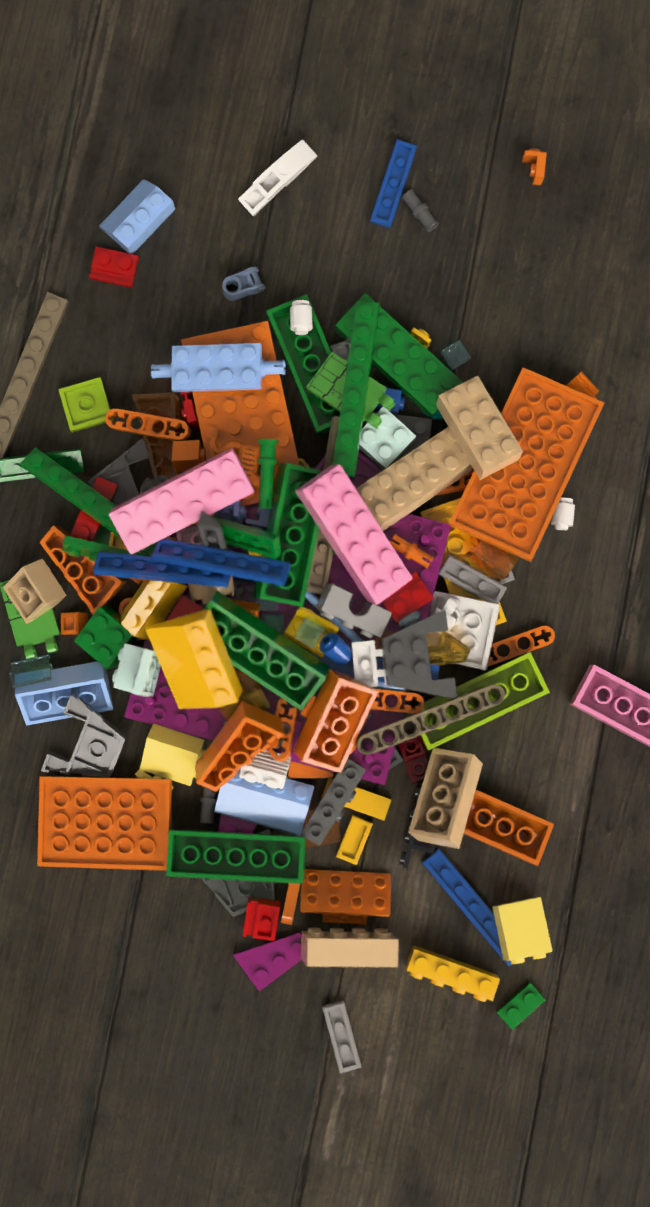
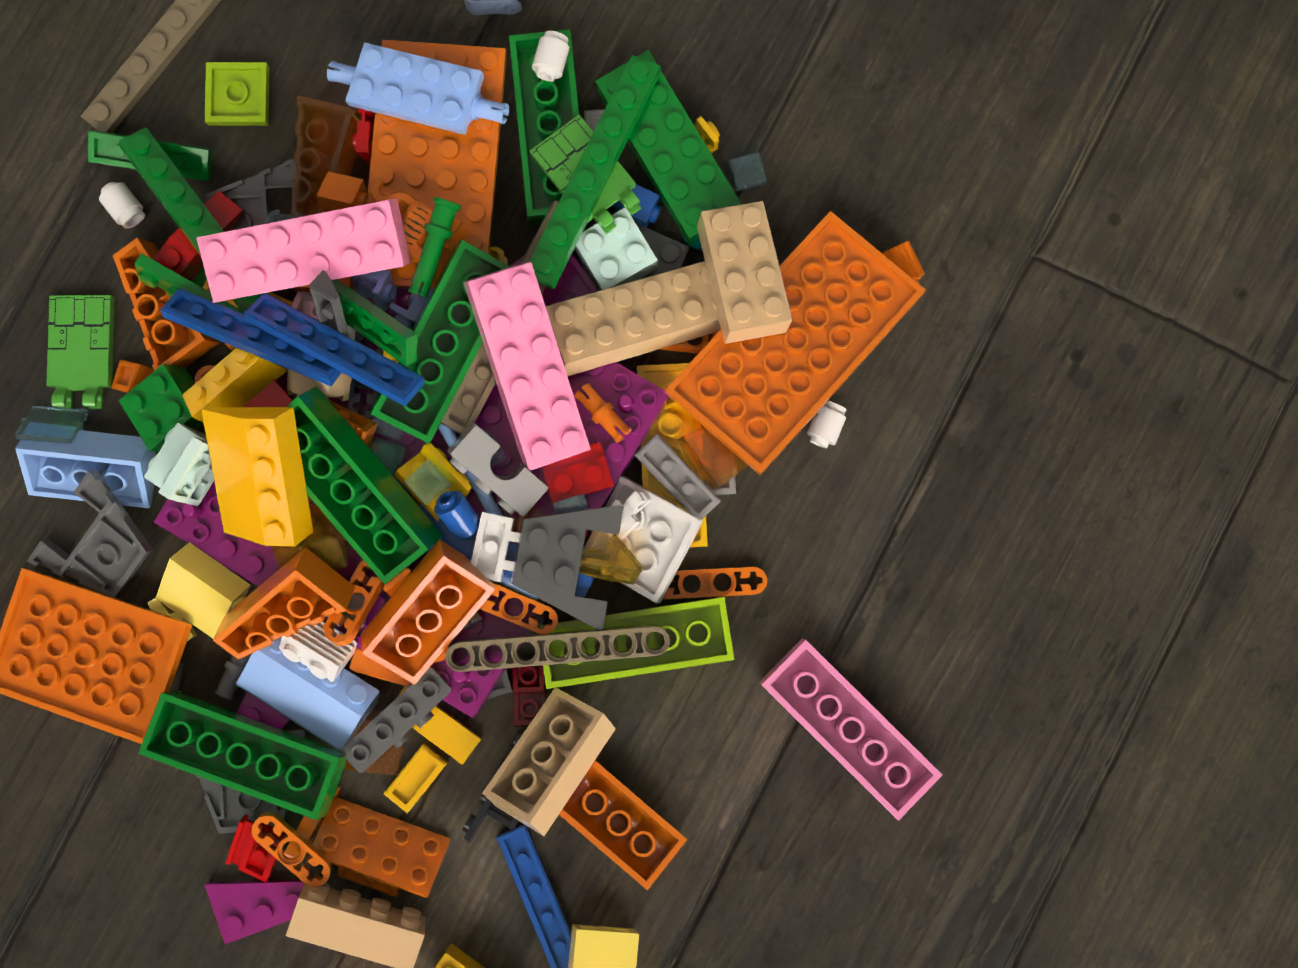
camera: 20 degrees right, 0 degrees up
(30, 505) = (121, 204): none -> white brick
(34, 590) = (89, 317): tan slope -> none
(147, 426) = (303, 141): orange beam -> none
(307, 910) = (267, 841): none -> orange beam

